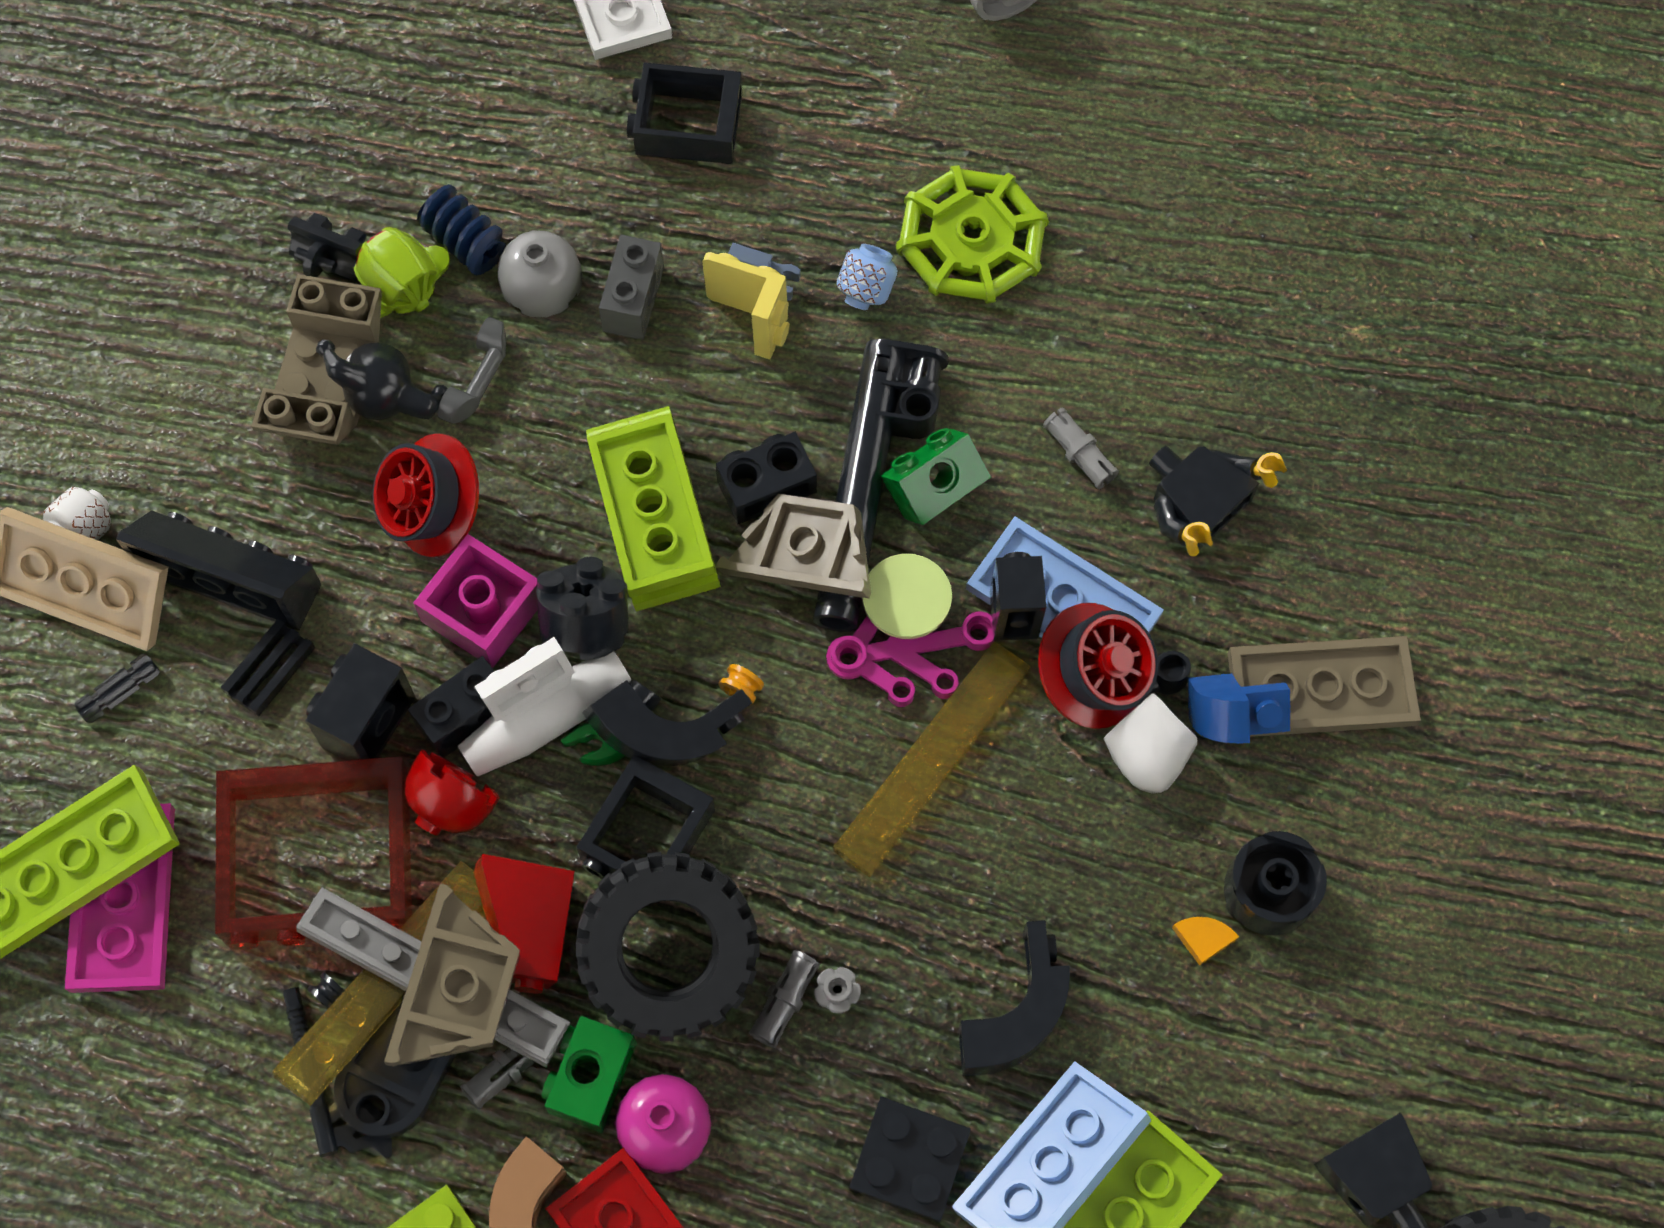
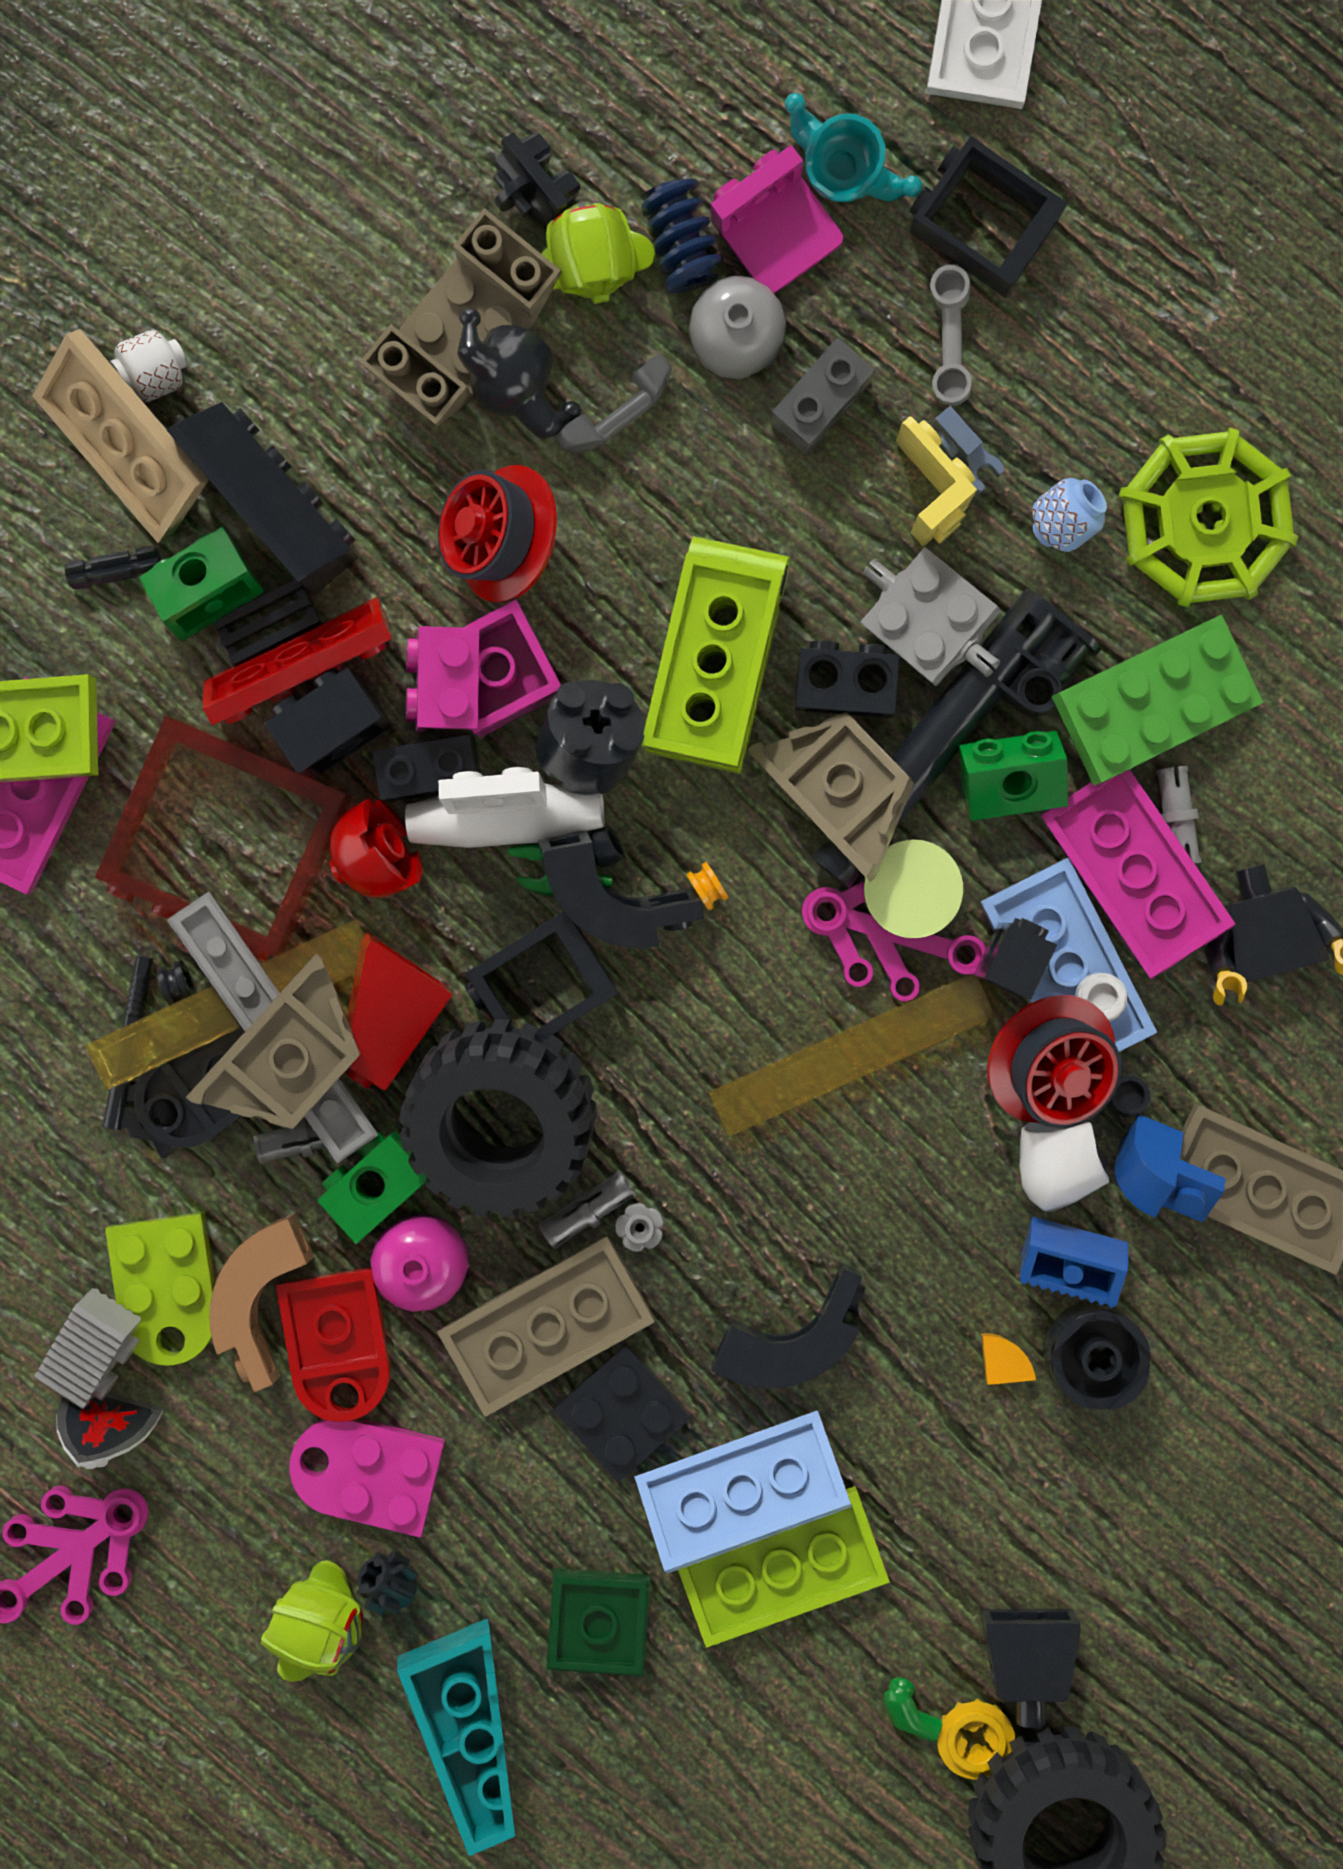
camera: 30 degrees right, 20 degrees up
(199, 658) = (225, 586): none -> green brick
(299, 687) = (307, 655): none -> red plate
(436, 622) = (445, 678): none -> dark pink bracket
(526, 188) = (774, 221): none -> dark pink bracket
(558, 119) = (846, 156): none -> teal piece
(690, 179) = (950, 293): none -> light grey bar
(802, 1117) = (546, 1325): none -> dark tan plate
(804, 395) = (931, 617): none -> light grey plate
(1011, 370) = (1157, 700): none -> bright green plate
(1074, 496) = (1138, 872): none -> dark pink plate
(1107, 594) = (1104, 992): none -> white tile
(1209, 817) = (1074, 1262): none -> blue brick

